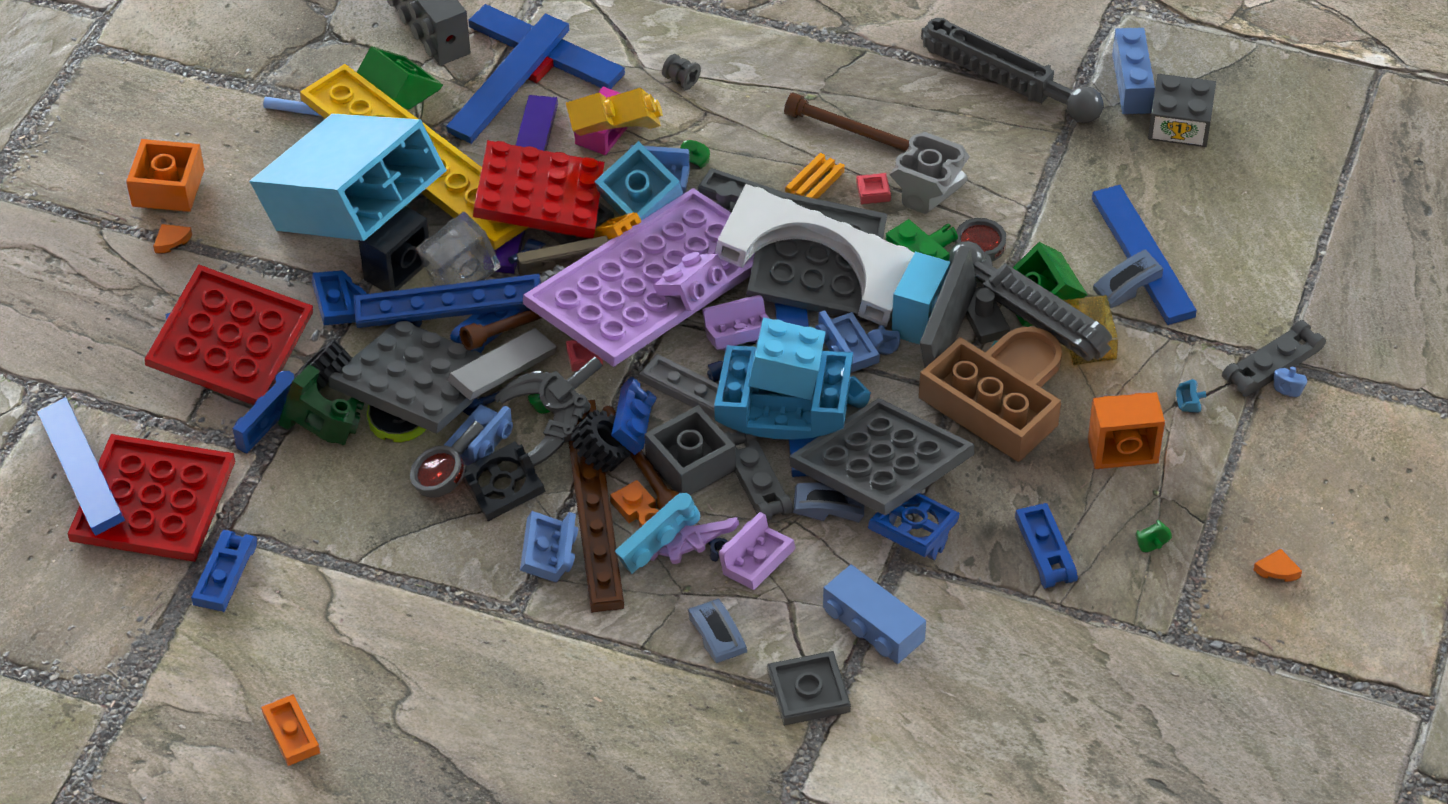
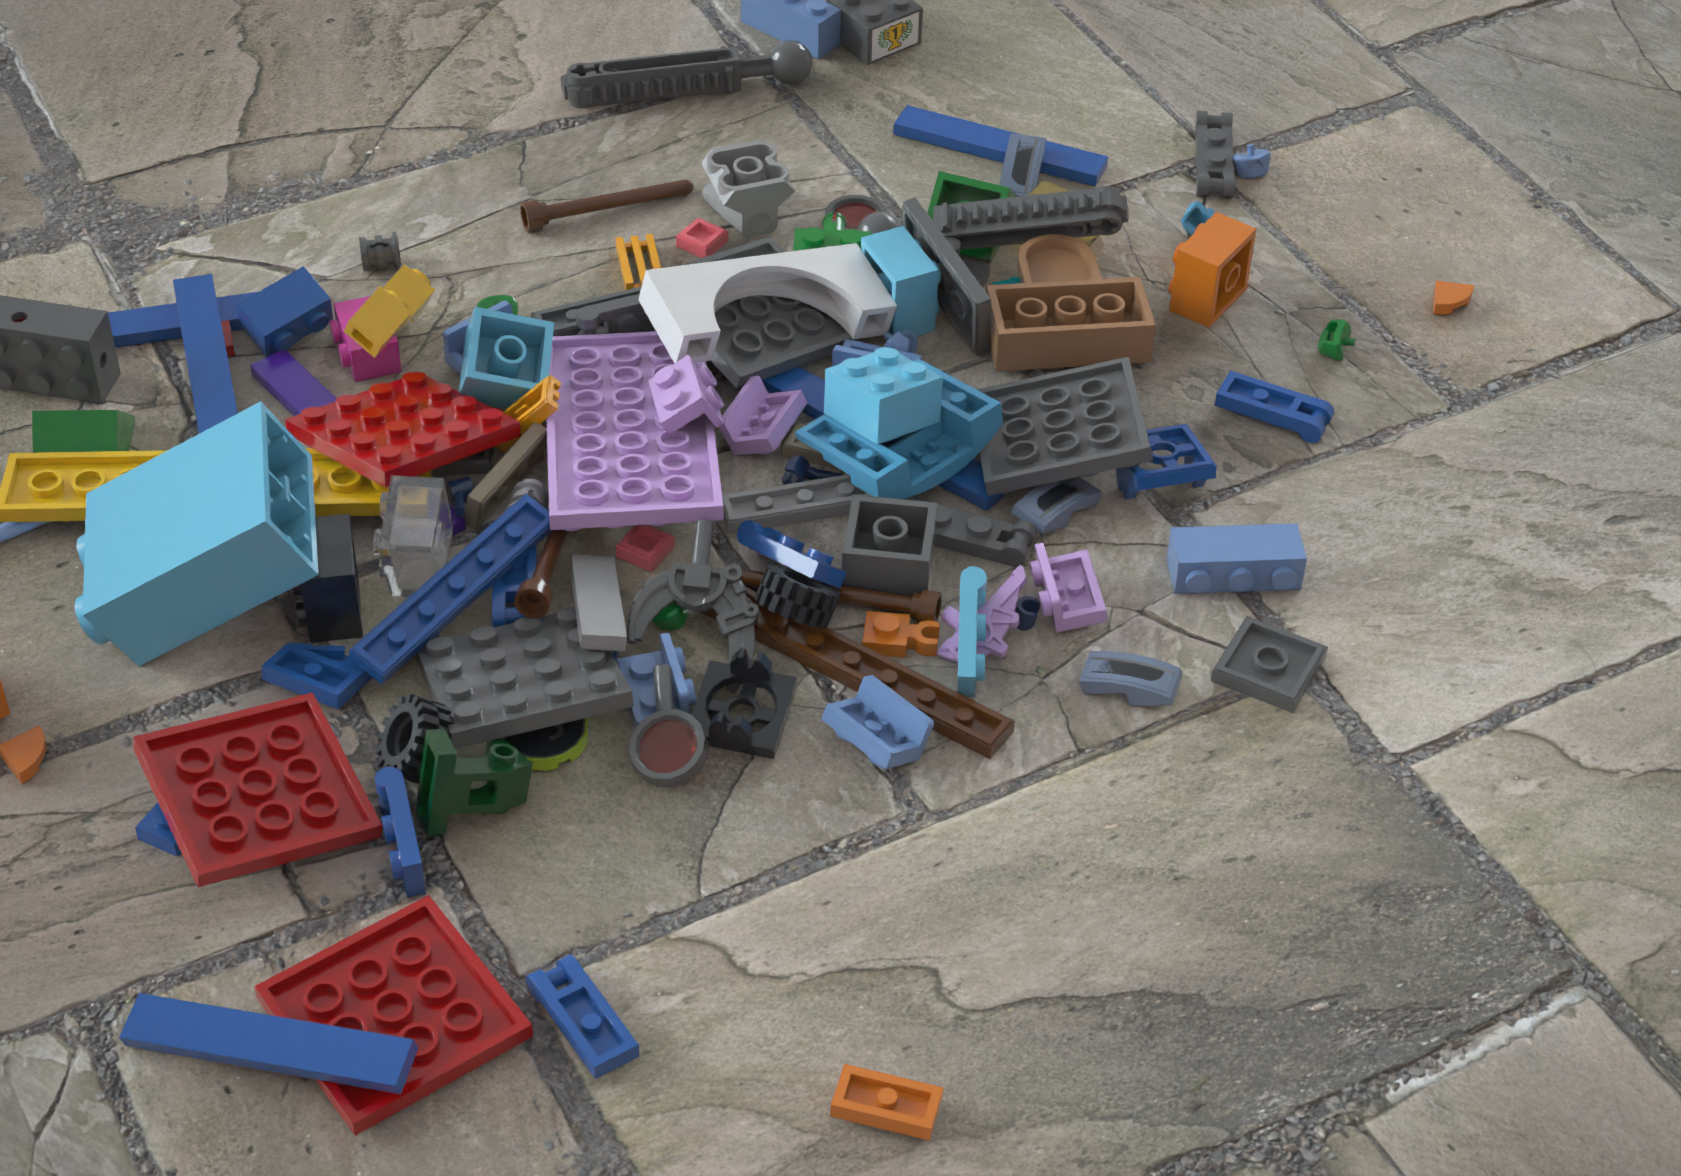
camera: 50 degrees left, 5 degrees down
(576, 73) = (285, 312): none -> blue brick

